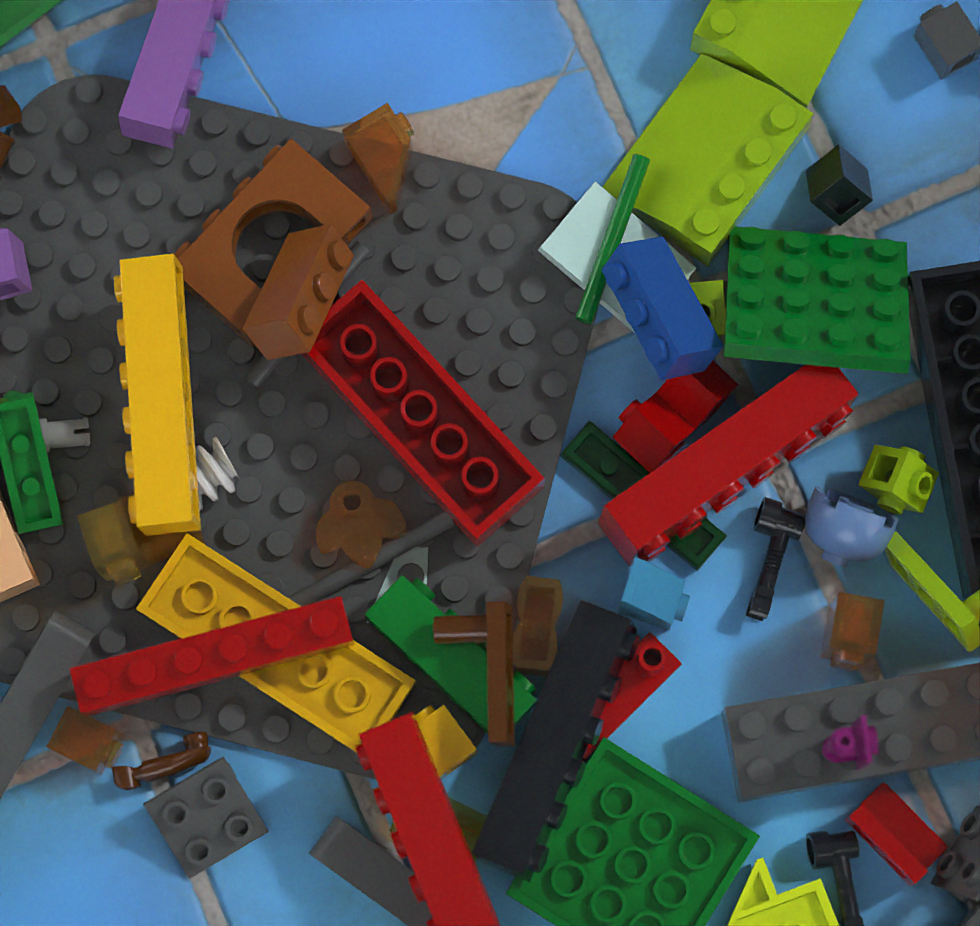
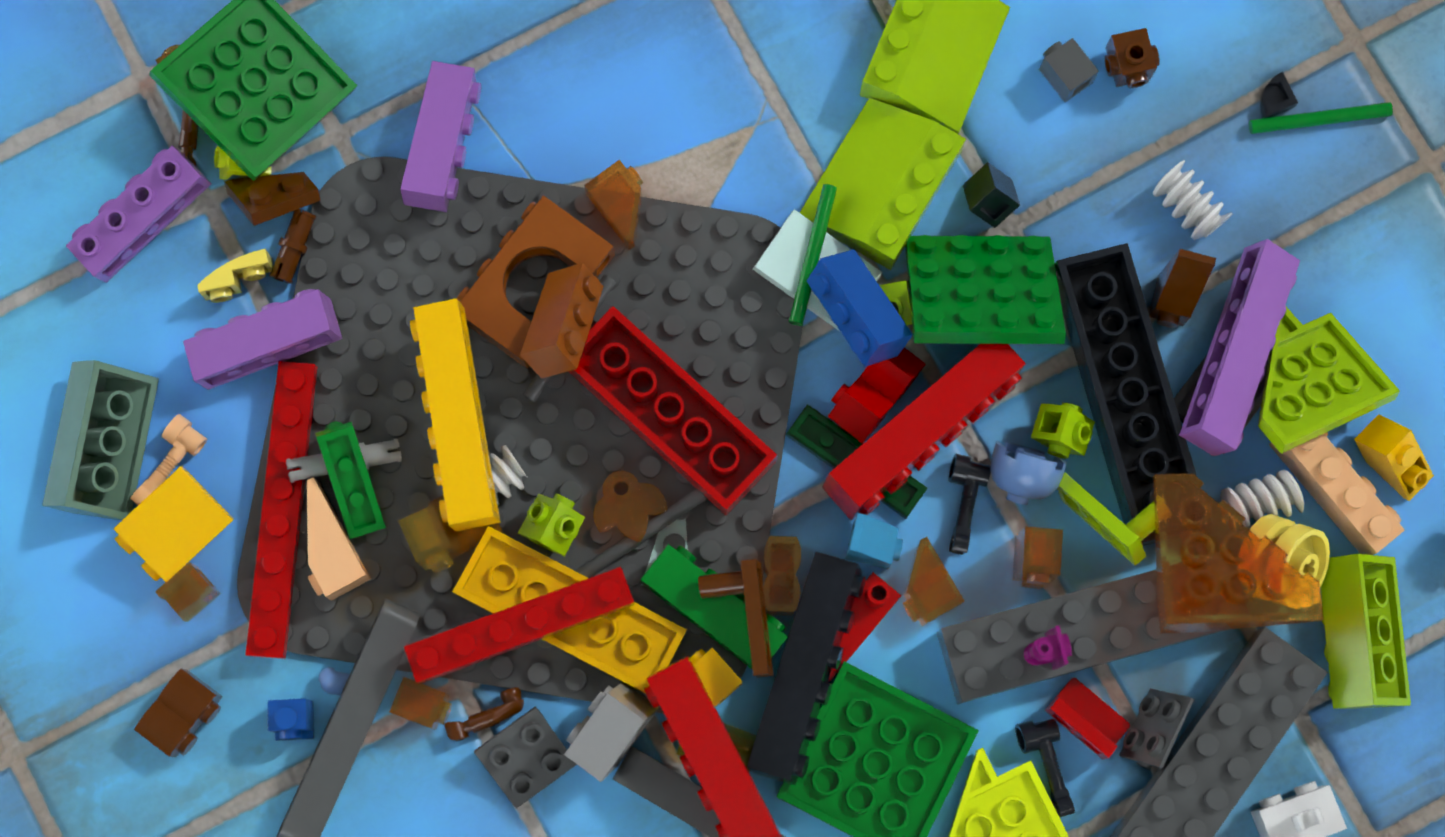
camera: 10 degrees left, 0 degrees up
(264, 537) = (552, 523): none -> lime brick
(310, 794) = (609, 733): none -> light grey brick
(717, 657) = (929, 586): none -> clear orange slope

